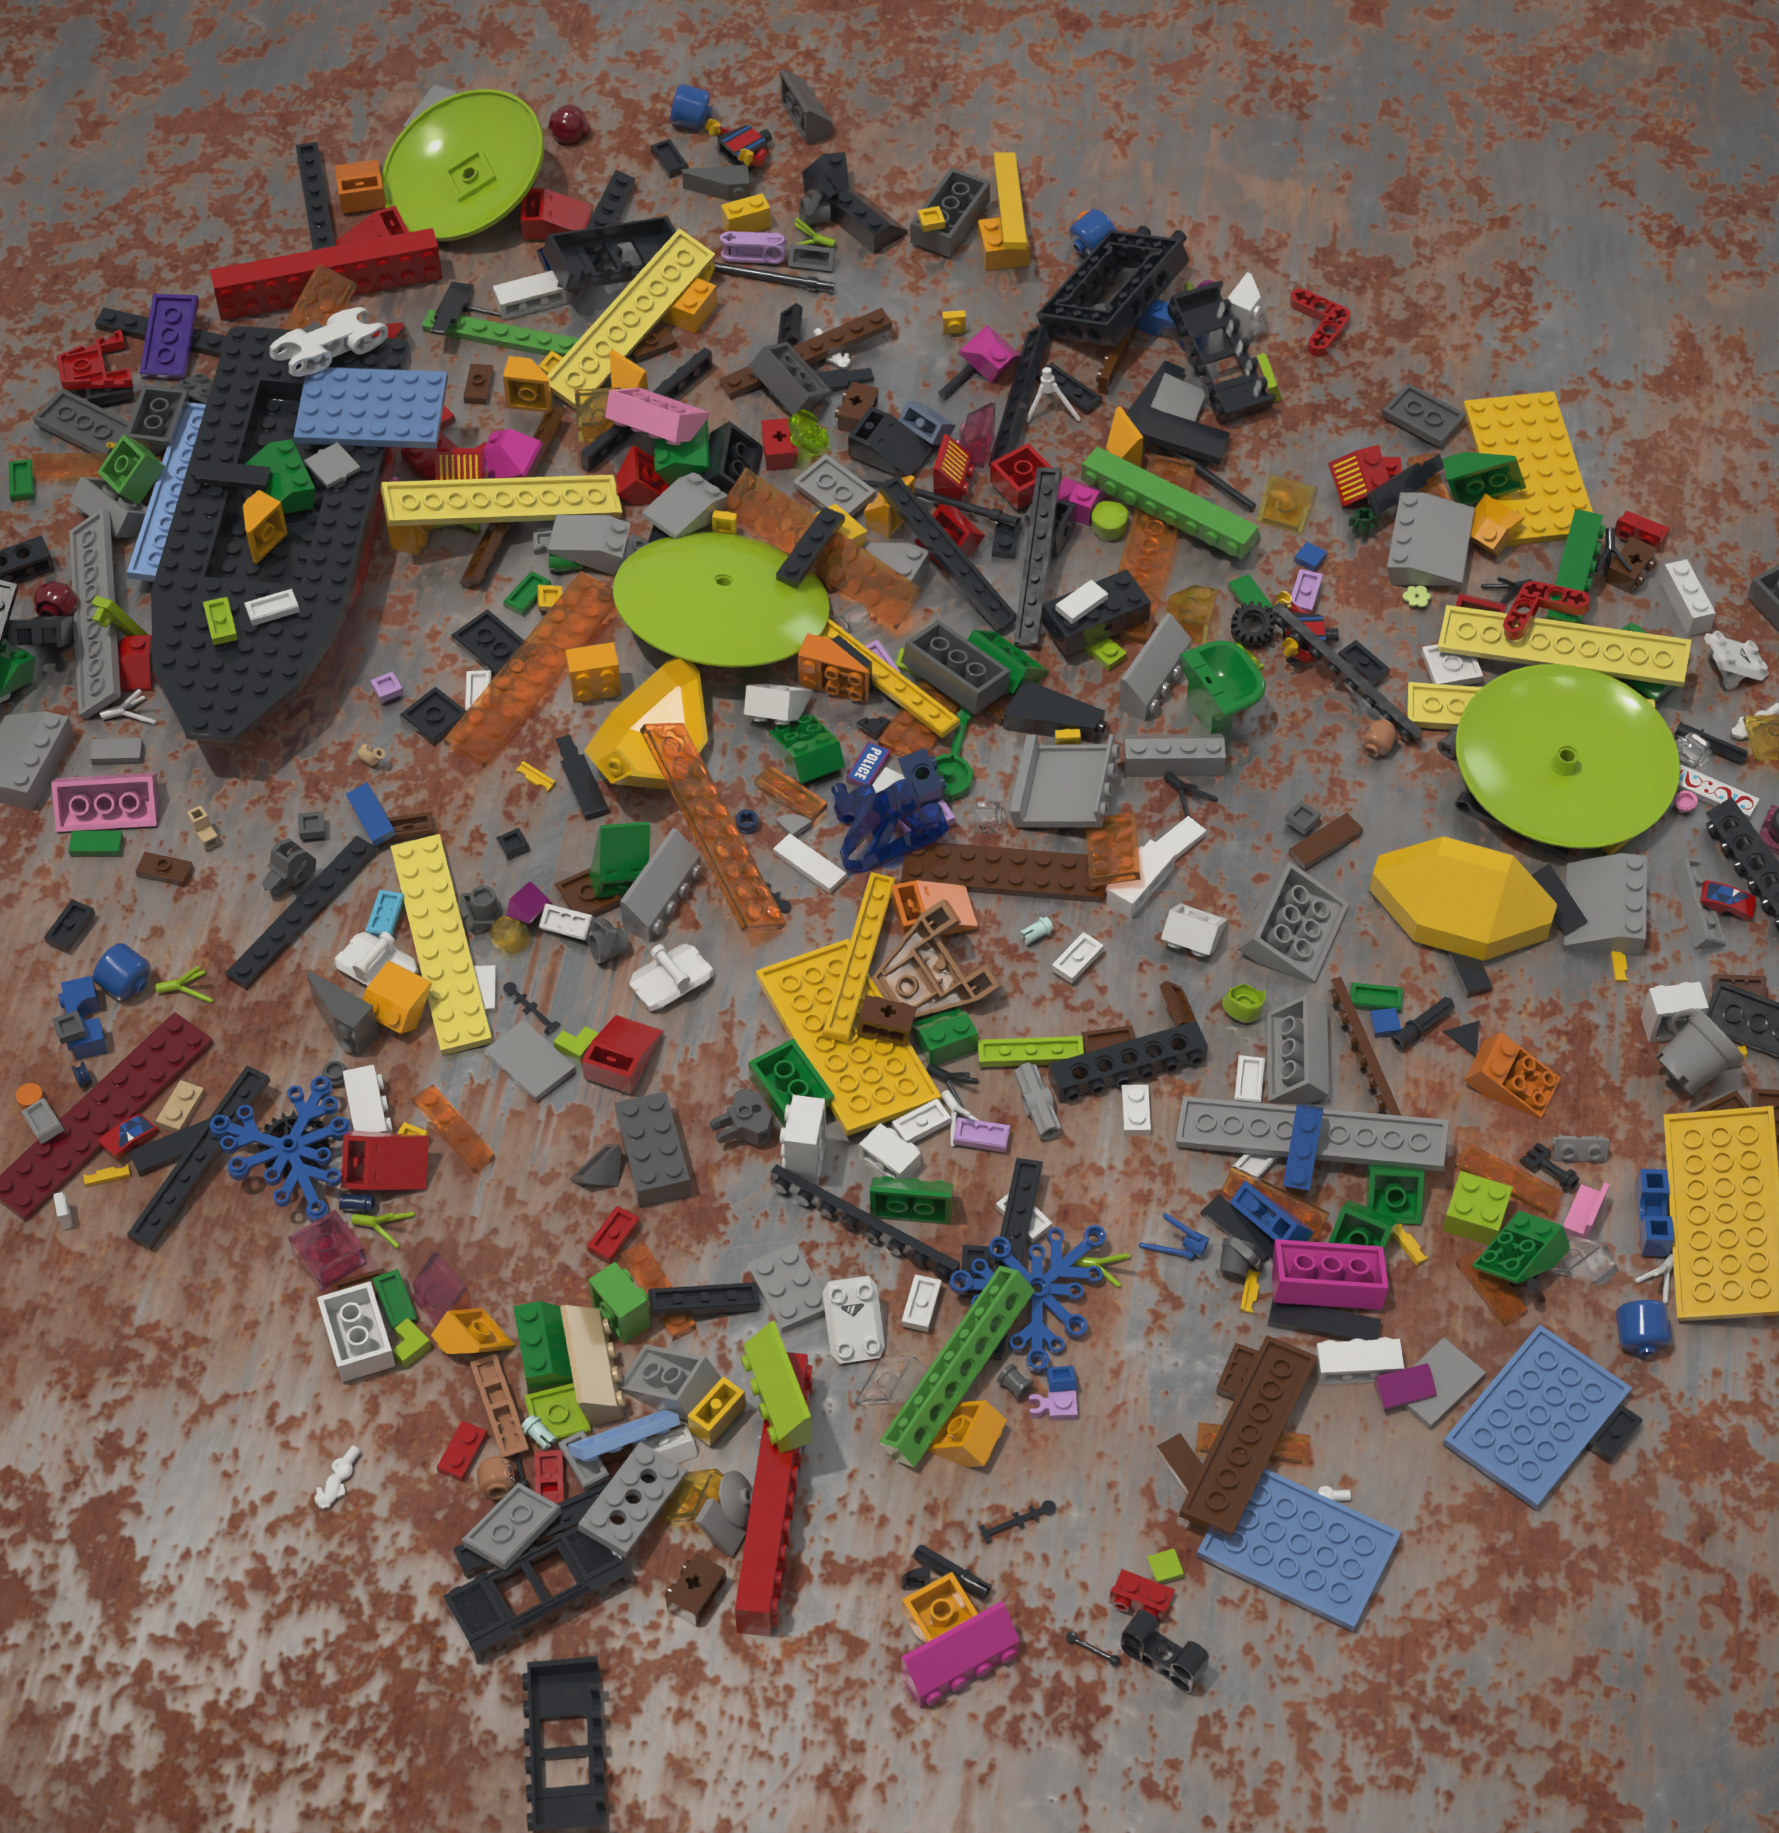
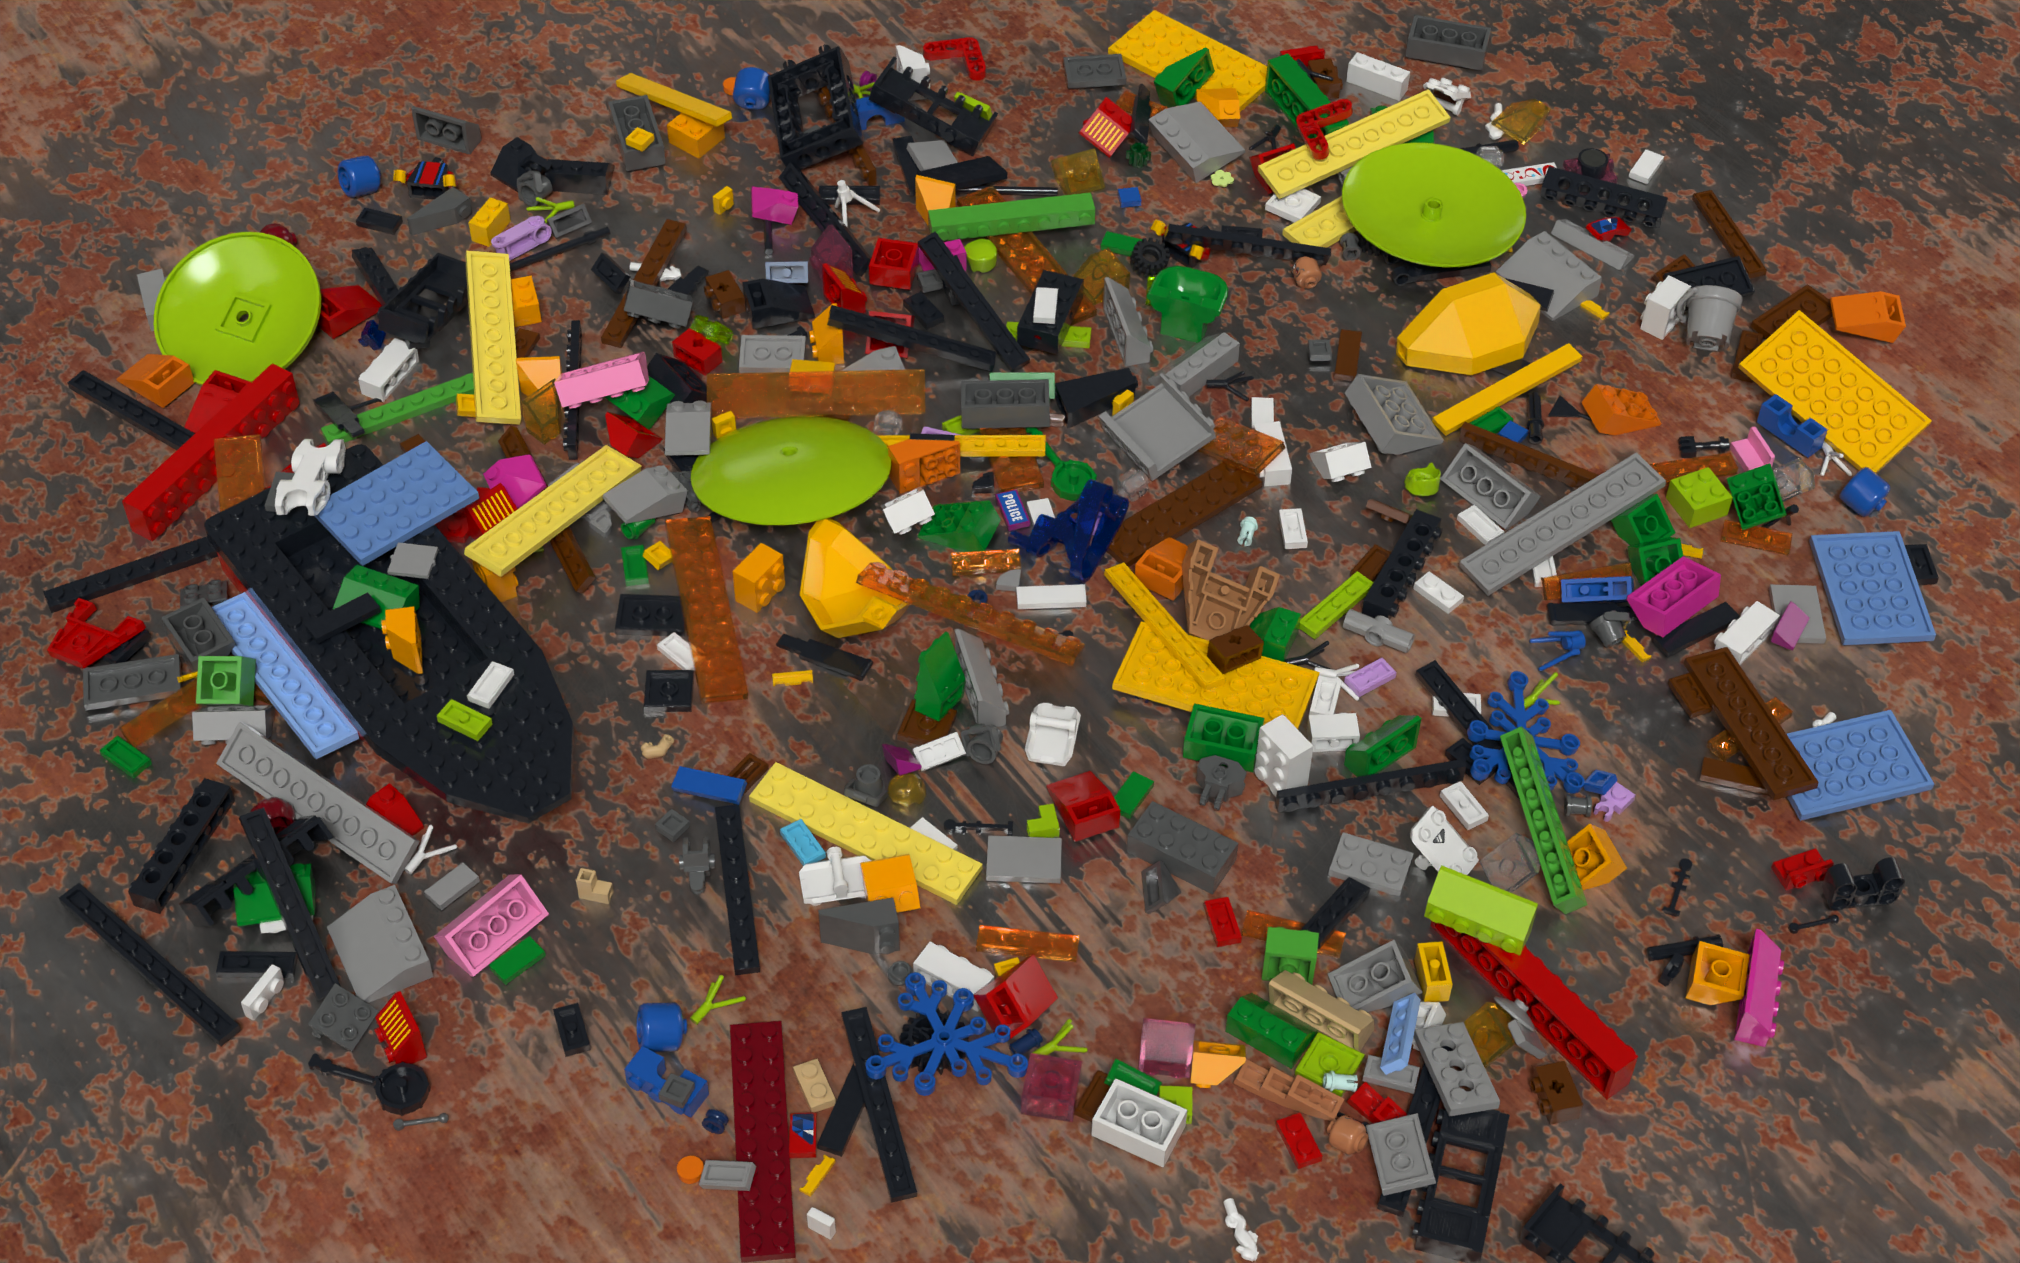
camera: 45 degrees left, 5 degrees down
(109, 611) = (355, 785): lime hinge -> none
(164, 869) = (594, 937): reddish brown plate -> none
(169, 336) = (131, 574): dark purple tile -> none
(386, 687) = (611, 695): lavender plate -> none
(512, 844) = (833, 732): black tile -> none
(526, 385) = (470, 426): light orange slope -> none
(672, 1076) = (1133, 794): none -> green tile
(810, 547) = (820, 392): black plate -> none
(920, 765) = (1053, 484): dark blue brick -> none
(994, 515) = (905, 299): black bar -> none
(1165, 1566) = (1791, 841): lime tile -> none
(1303, 1146) = (1568, 516): blue arch -> none
(1306, 589) = (1149, 212): lavender plate -> none
(1429, 977) = (1507, 389): none -> yellow tile
(1580, 1149) = (1705, 422): light grey hinge -> none

